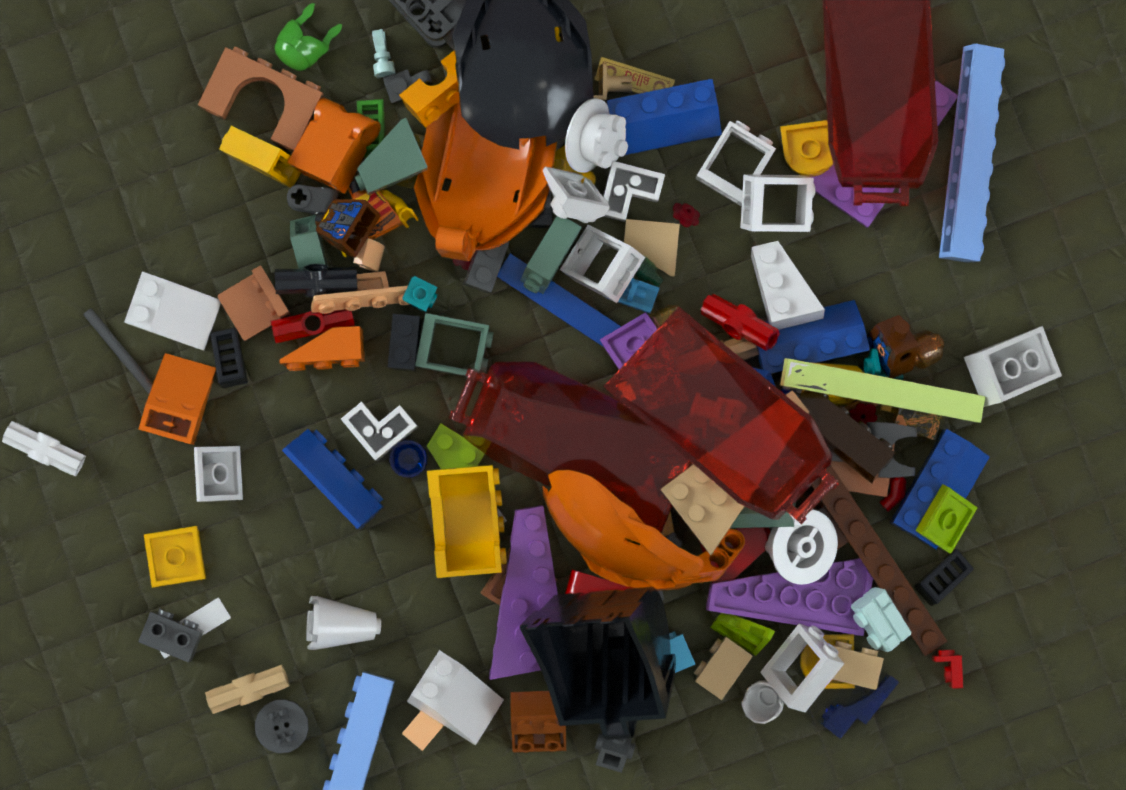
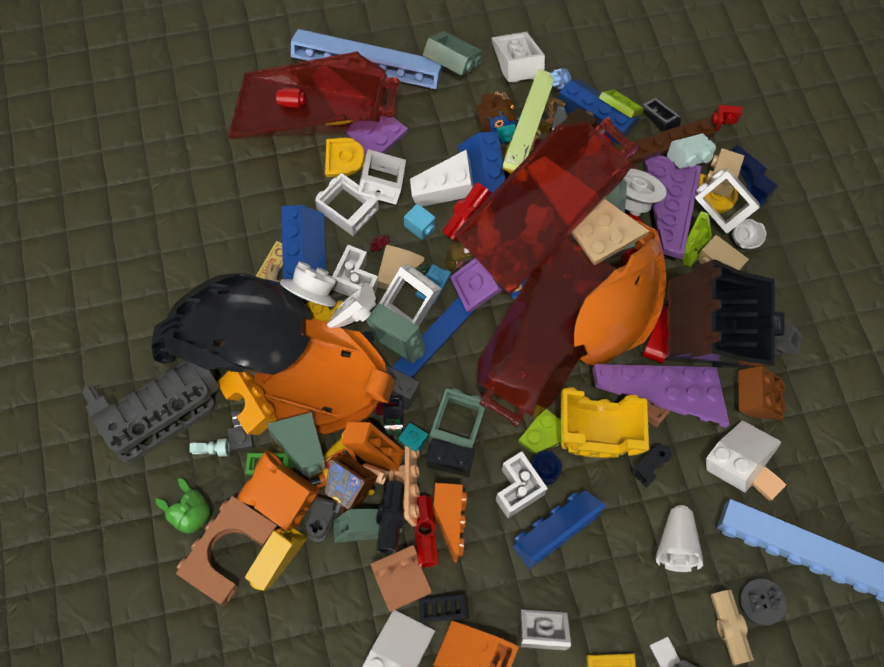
camera: 85 degrees left, 20 degrees down
(397, 247) = (372, 445): none -> orange brick
(439, 593) = (656, 458): none -> black leg
(443, 268) = (393, 417): none -> leg
(722, 263) = (420, 222): none -> medium azure brick
(885, 60) = (291, 97): none -> red brick
(975, 432) = (561, 78): none -> light blue plate
(979, 266) = (452, 53): none -> sand green window

